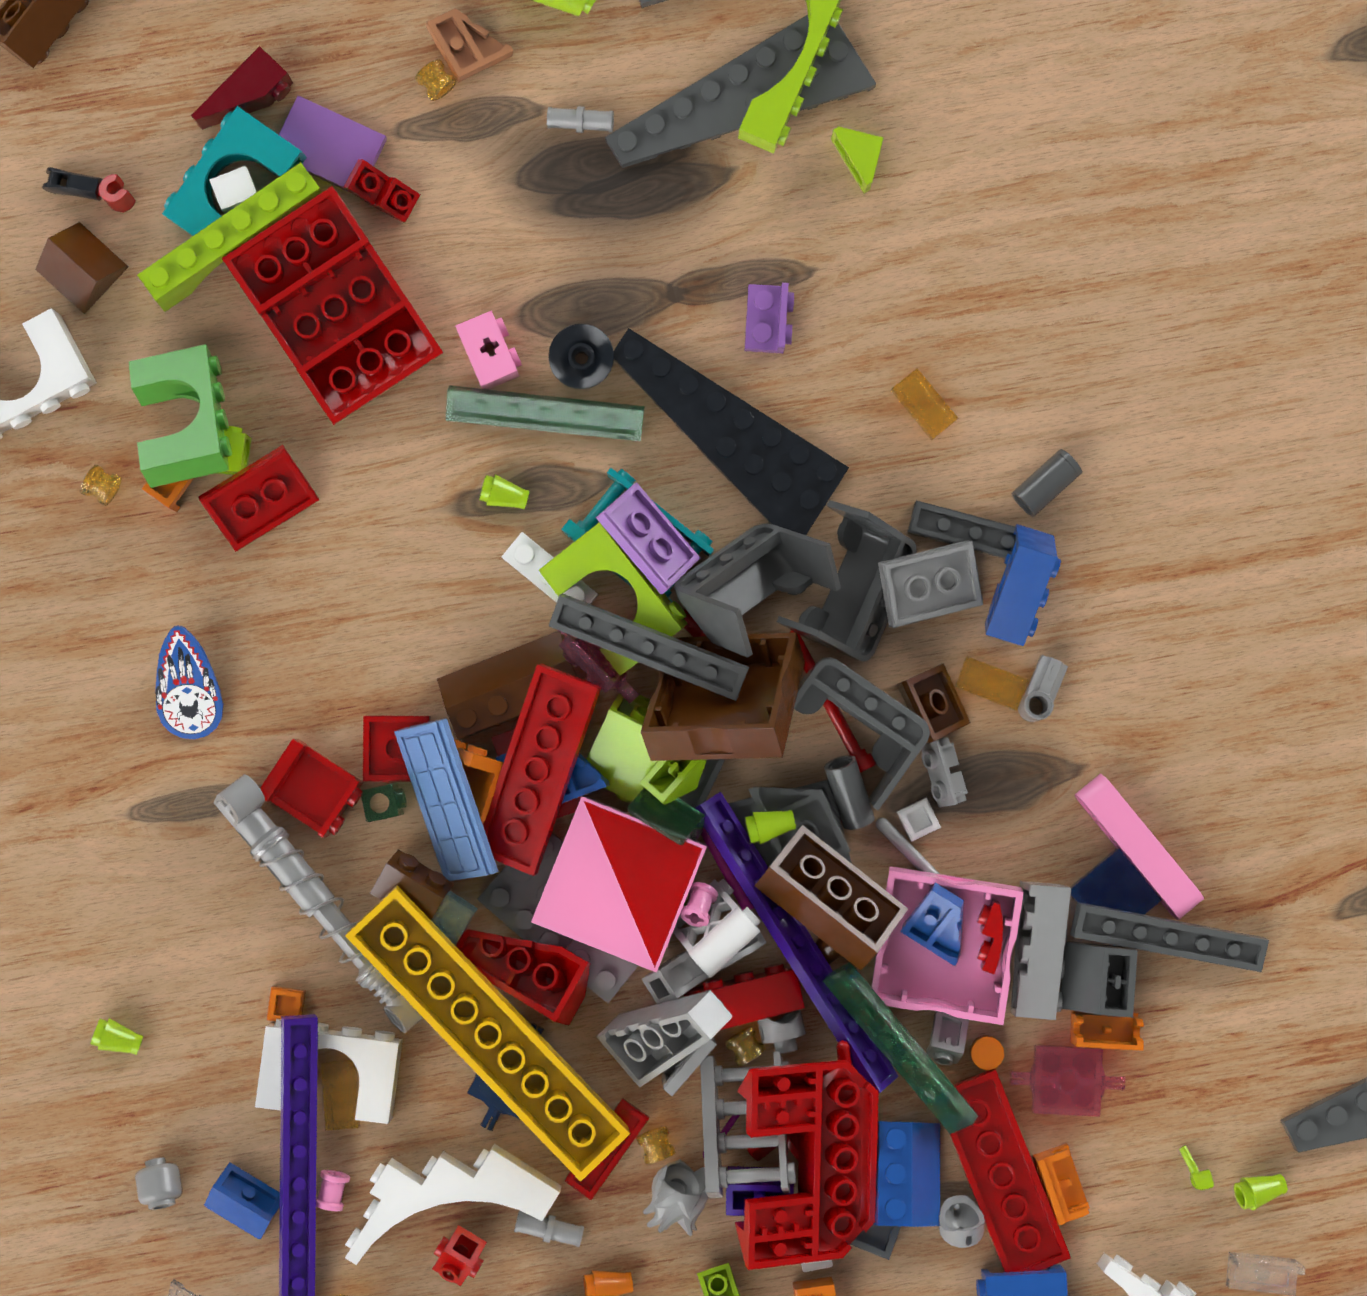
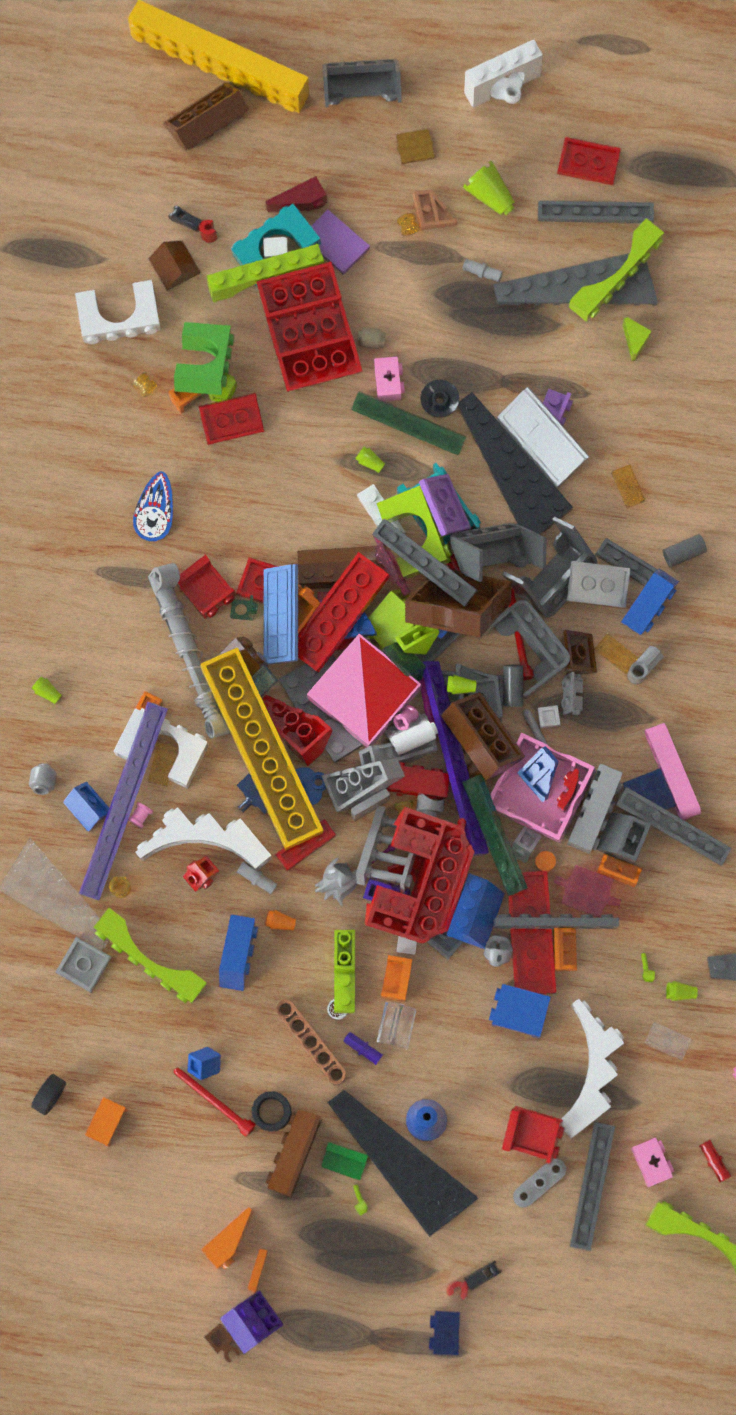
camera: 25 degrees right, 10 degrees down
(381, 191) = (357, 275): red slope -> none
(439, 290) = (371, 338): none -> dark tan brick
(578, 1053) = (308, 778): none -> blue plate
(656, 1145) = (335, 849): clear yellow wheel -> none
(765, 369) = (542, 437): none -> piece
(1051, 1148) = (546, 921): none -> dark grey plate

